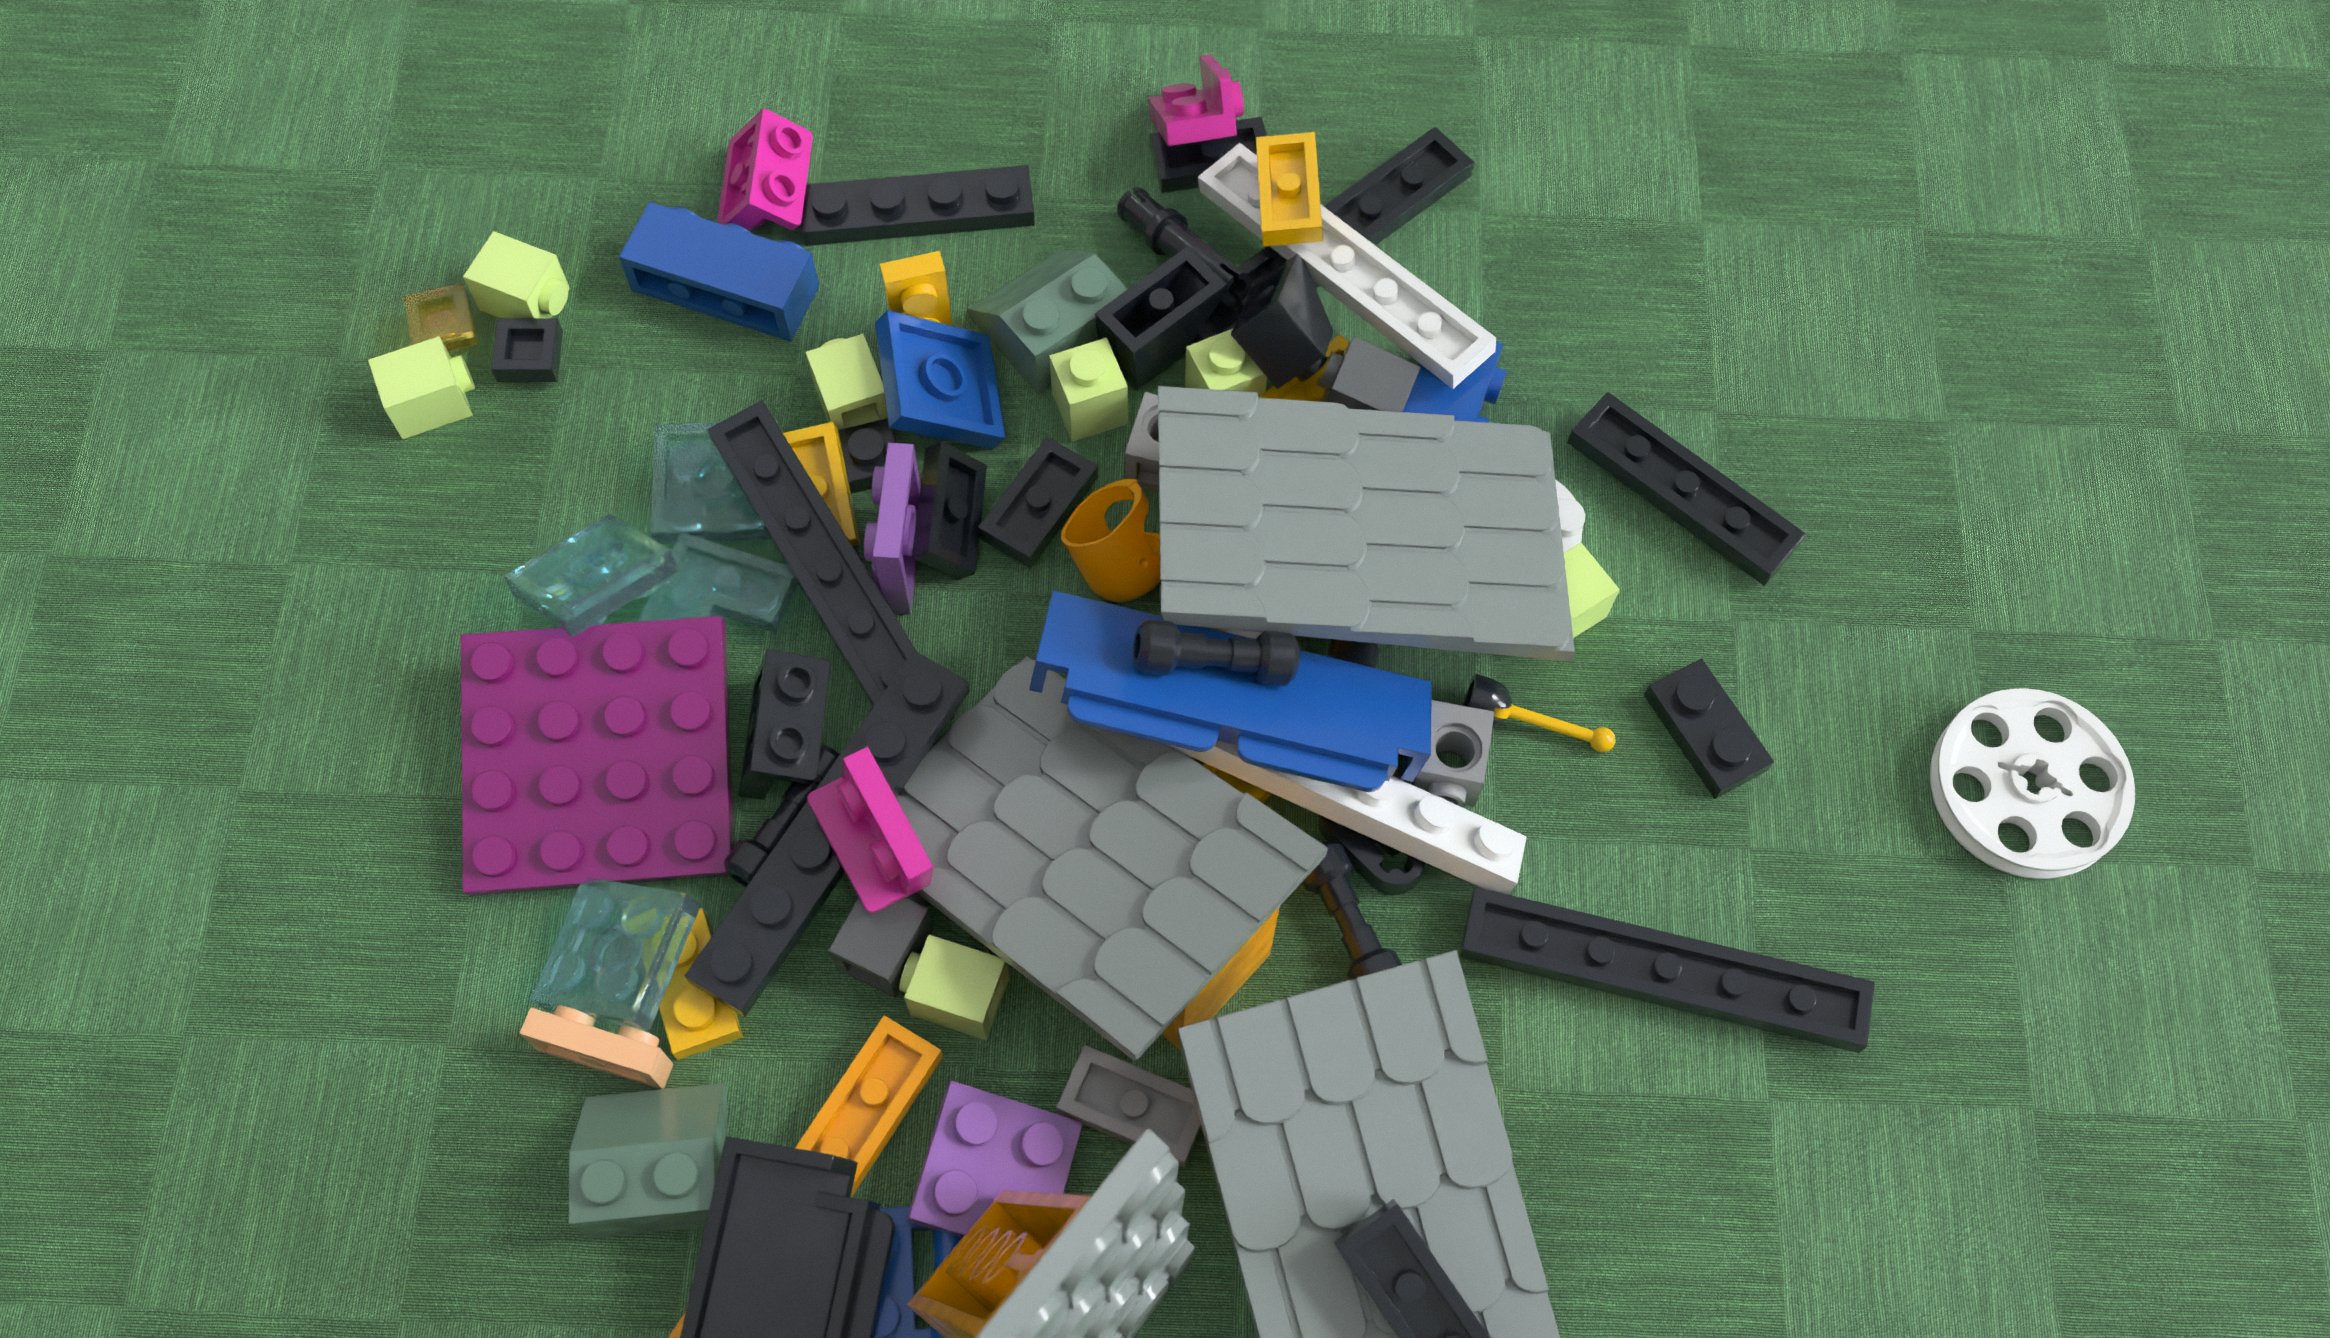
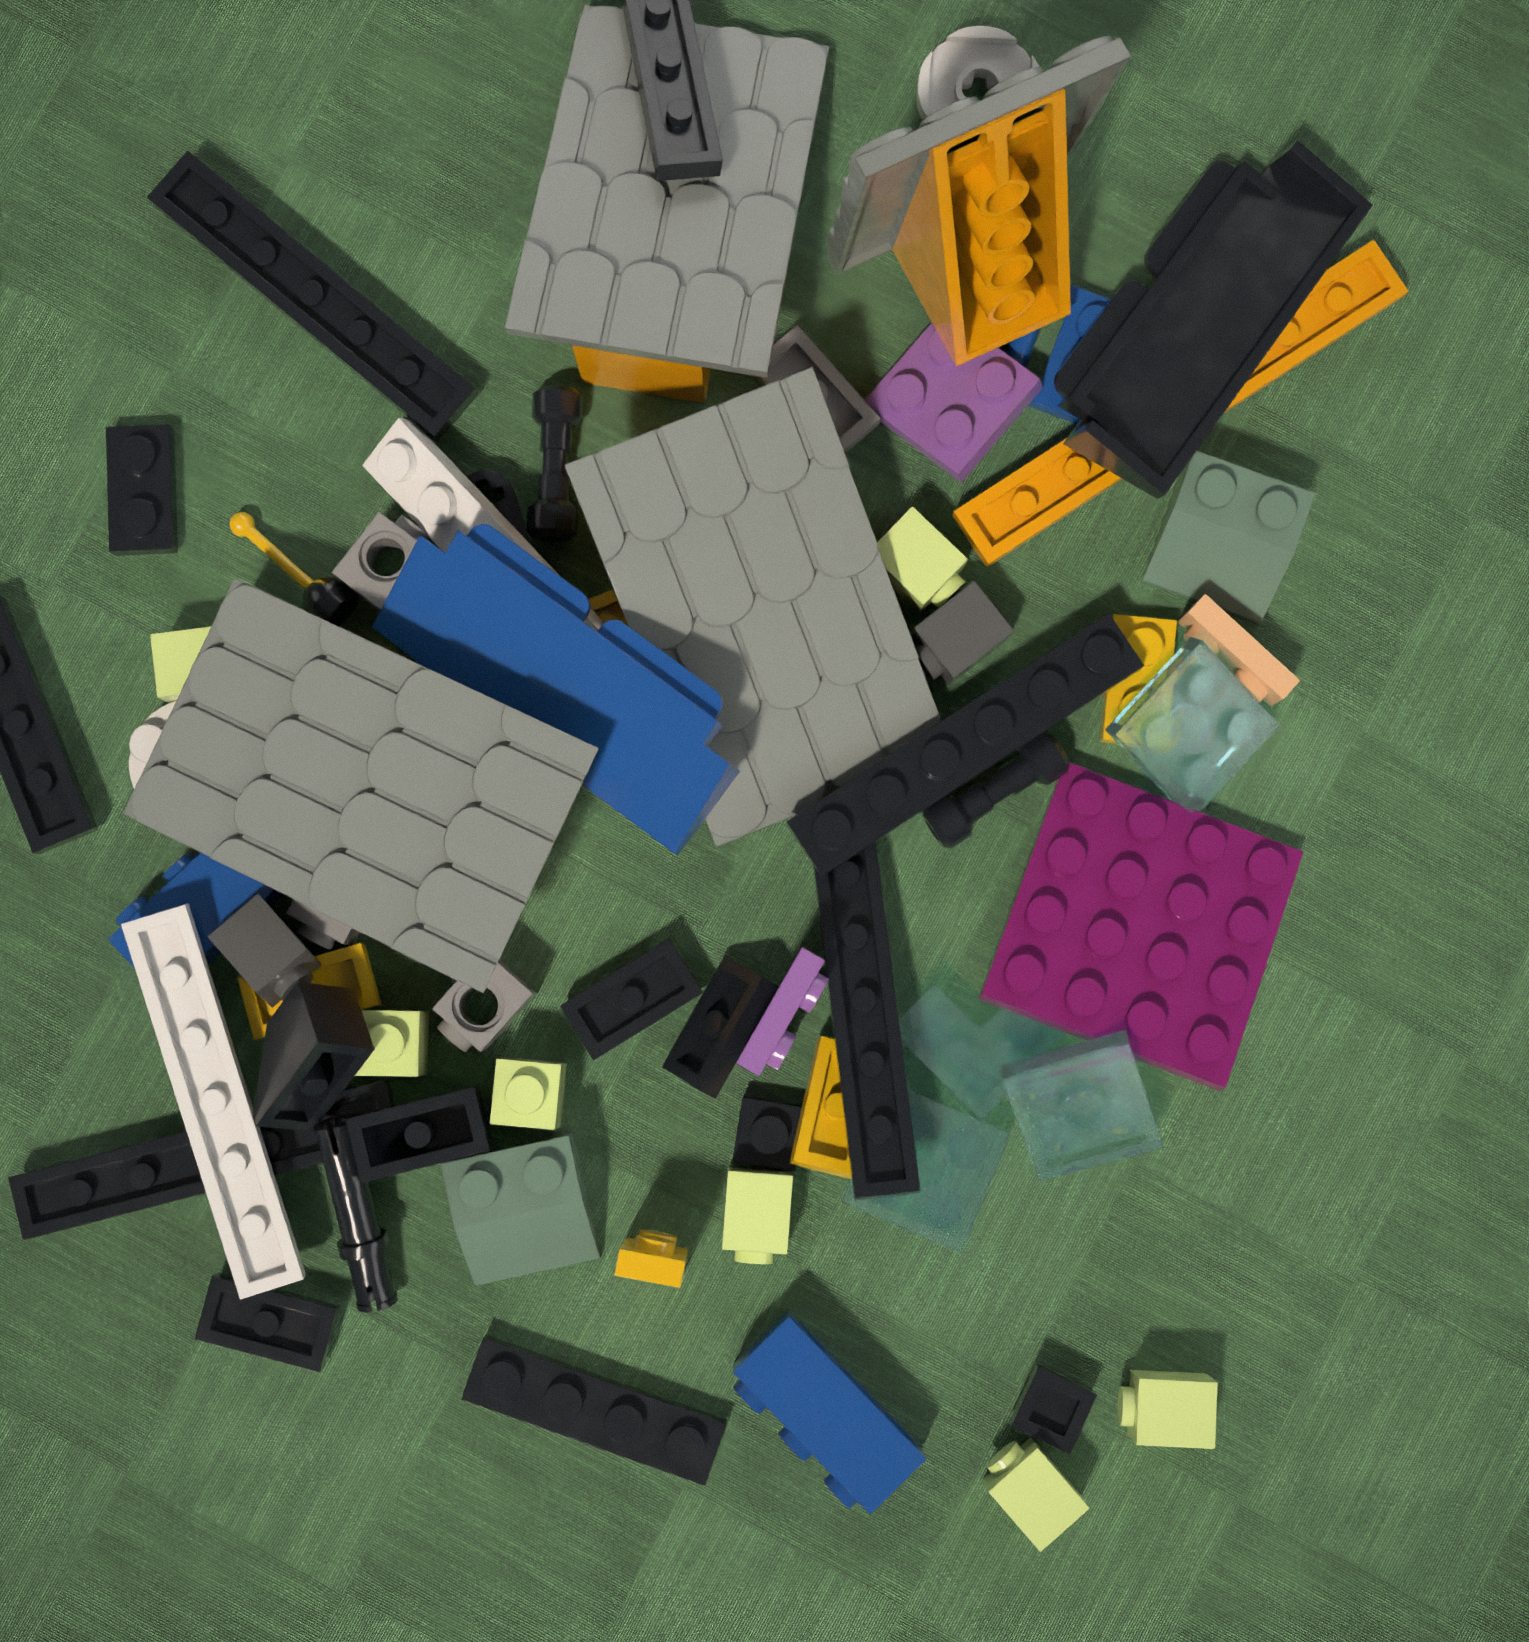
camera: 155 degrees left, 20 degrees up
(441, 313) = (1126, 1487): clear yellow plate -> none
(766, 173) = (738, 1508): dark pink bracket -> none
(784, 722) = (965, 870): black bracket -> none
(871, 834) = (941, 695): dark pink bracket -> none
(939, 380) = (669, 1167): blue plate -> none
(1118, 562) = (562, 888): light orange helmet -> none
(1161, 647) = (610, 725): black piece -> none
(1201, 114) = (260, 1370): dark pink bracket -> none
(1289, 189) = (226, 1197): yellow plate -> none

